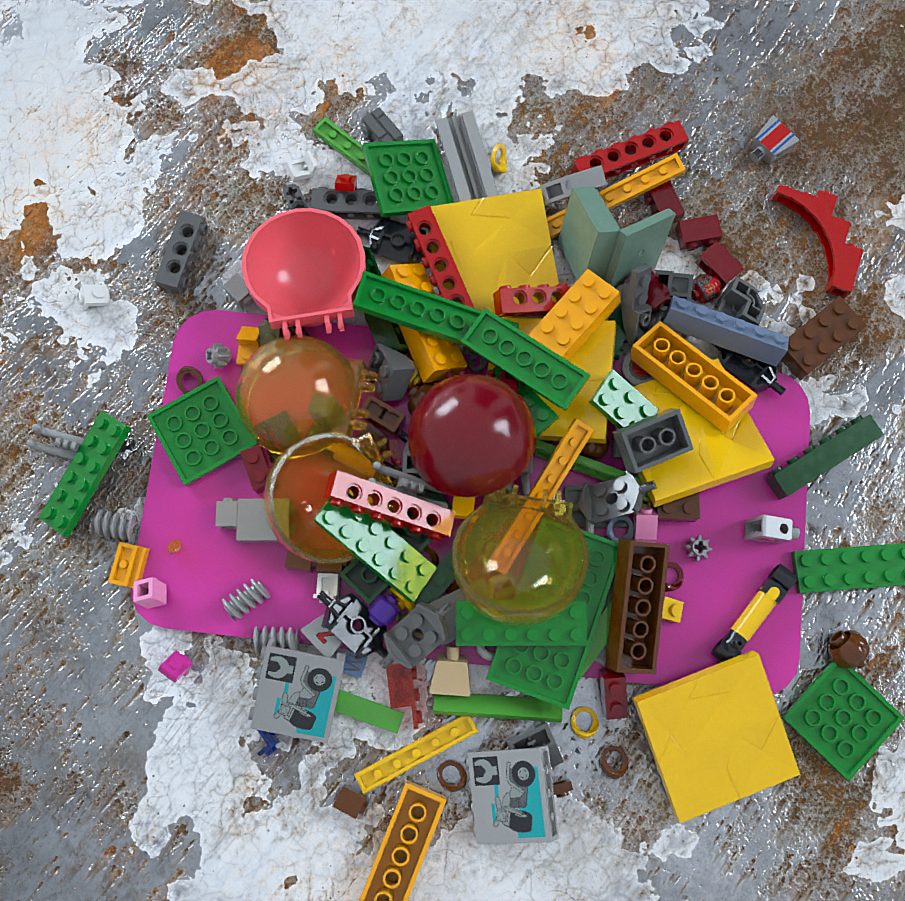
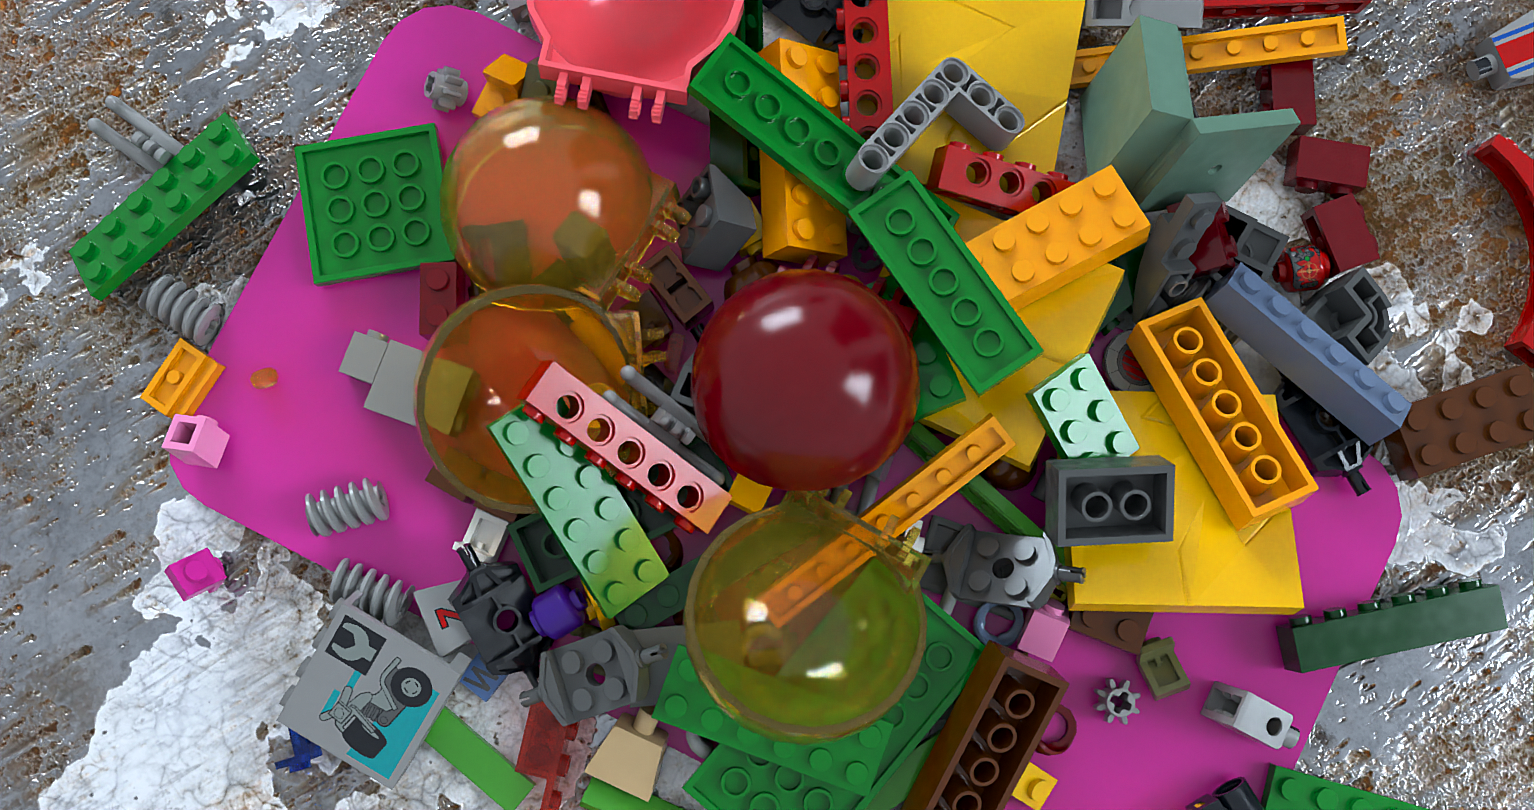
camera: 20 degrees right, 5 degrees up
(188, 369) = (397, 102): reddish brown piece -> none
(494, 261) = (948, 88): none -> light grey beam
(714, 522) = (1161, 668): none -> olive bracket

